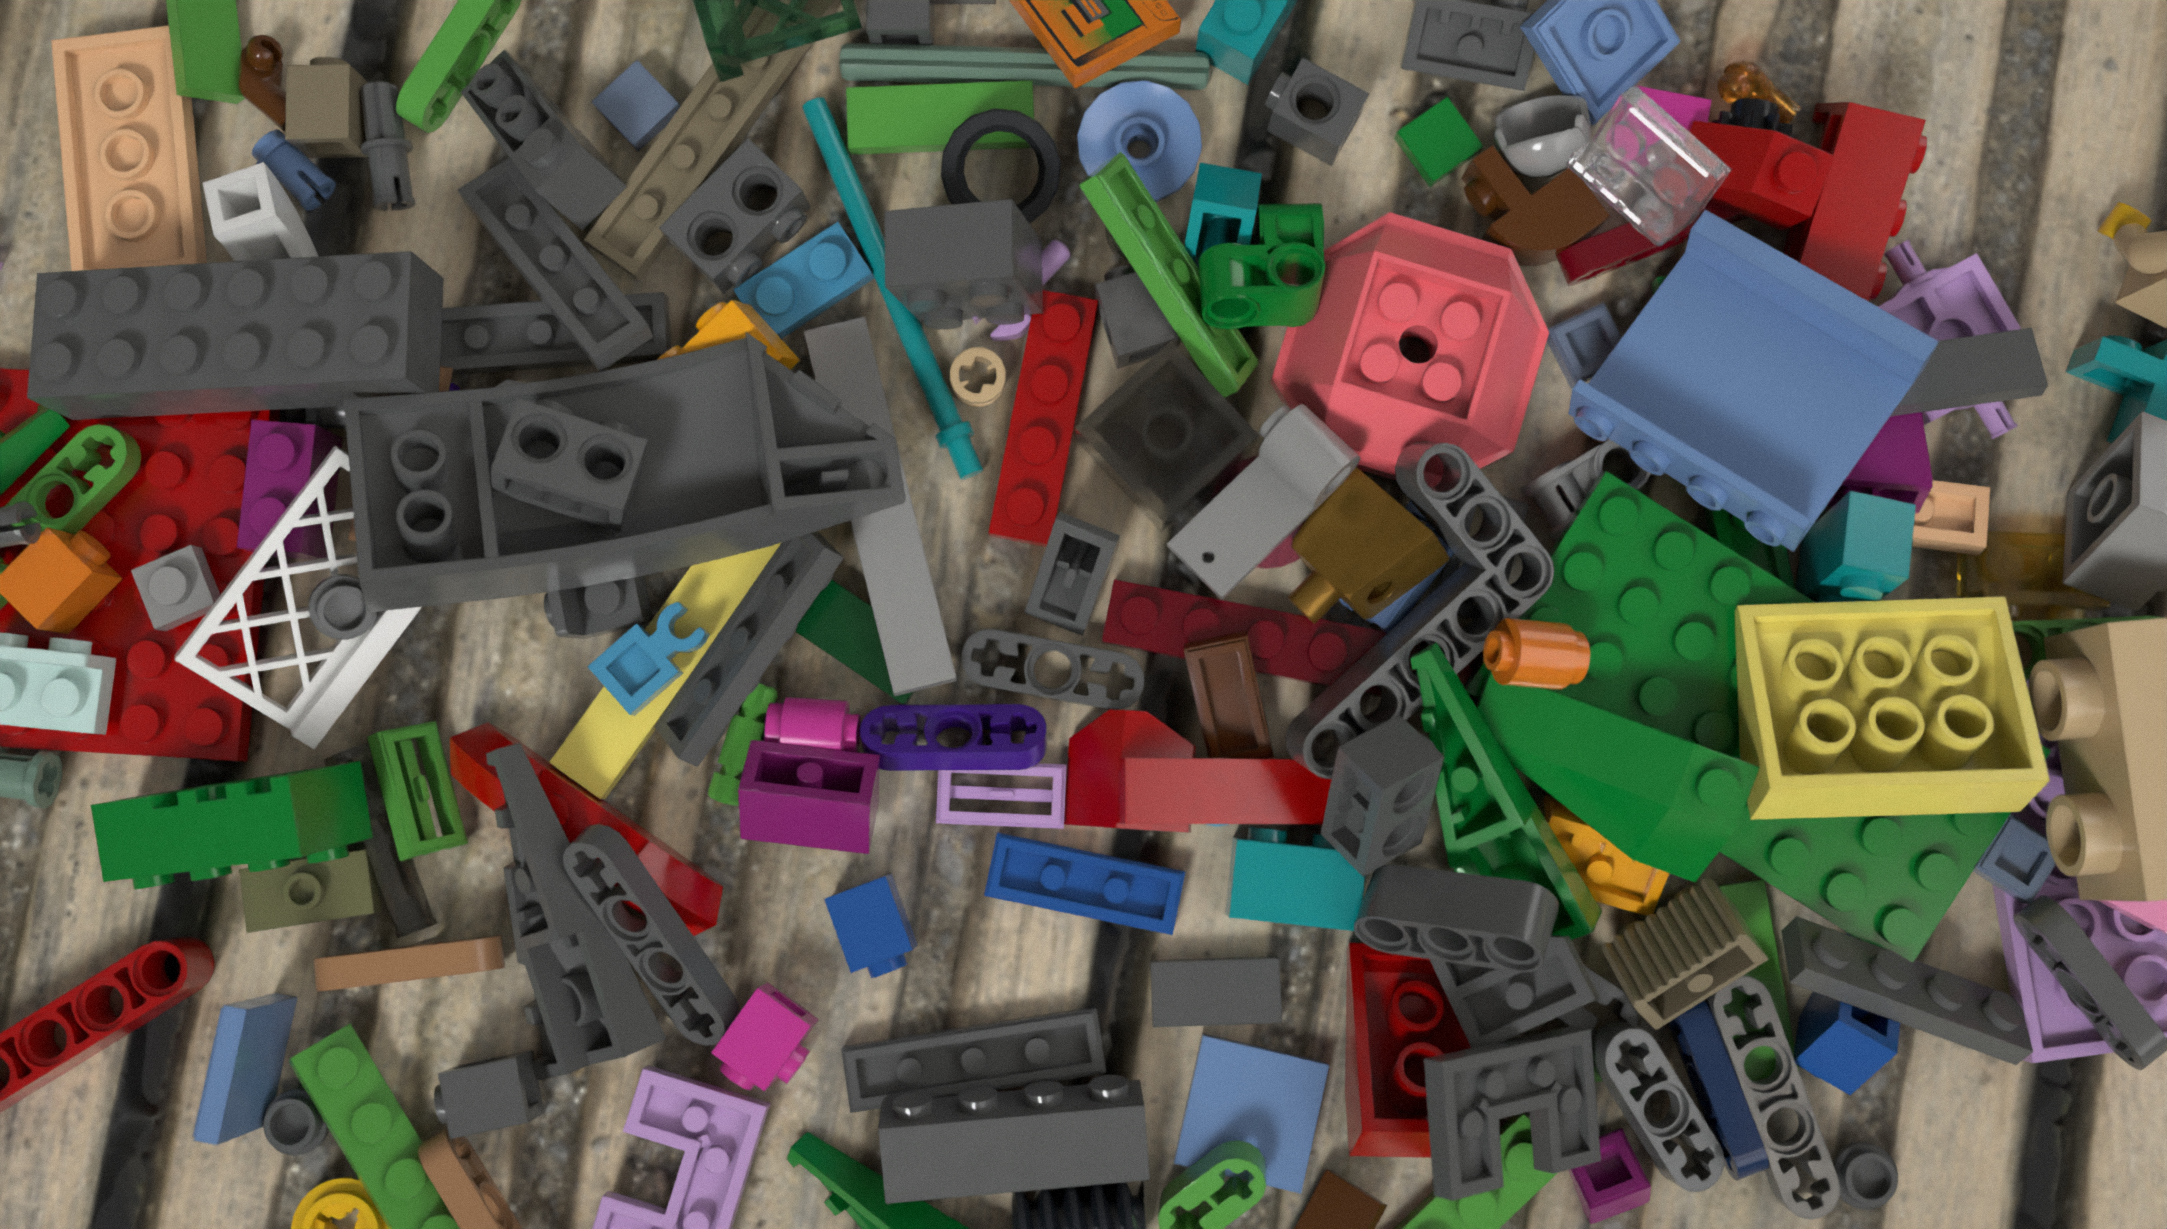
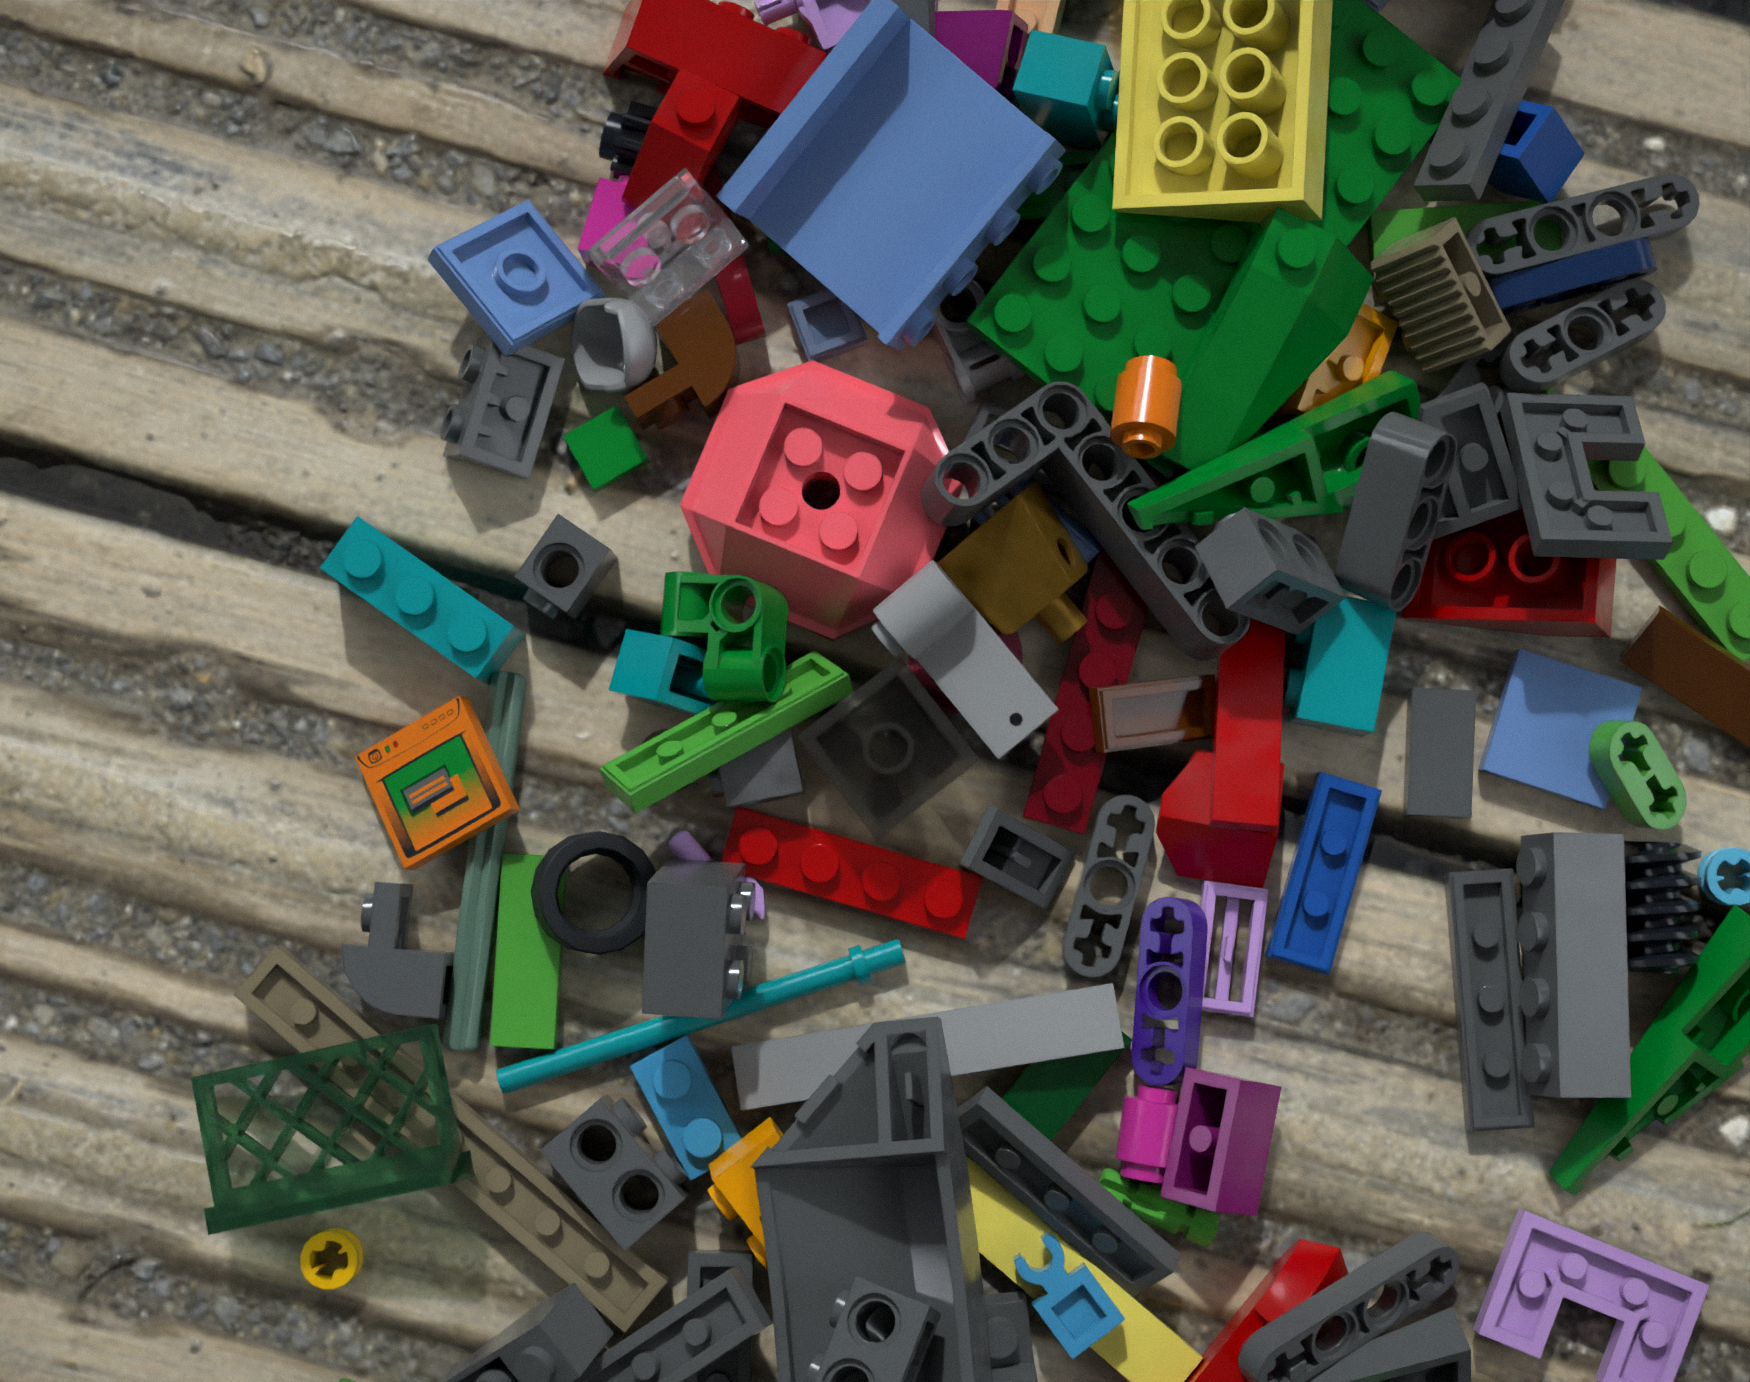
camera: 80 degrees left, 0 degrees up
(636, 105) = (484, 1266): sand blue tile -> none
(765, 1040) = (1458, 1206): dark pink brick -> none
(872, 926) = (1352, 1089): blue brick -> none
(966, 361) = (785, 944): tan bush -> none
(1149, 115) = (548, 739): medium blue dish -> none
(1614, 1182) = (1651, 384): magenta slope -> none
(1747, 80) = (580, 138): clear orange arm -> none
(1865, 1175) = (1658, 147): dark grey plate -> none

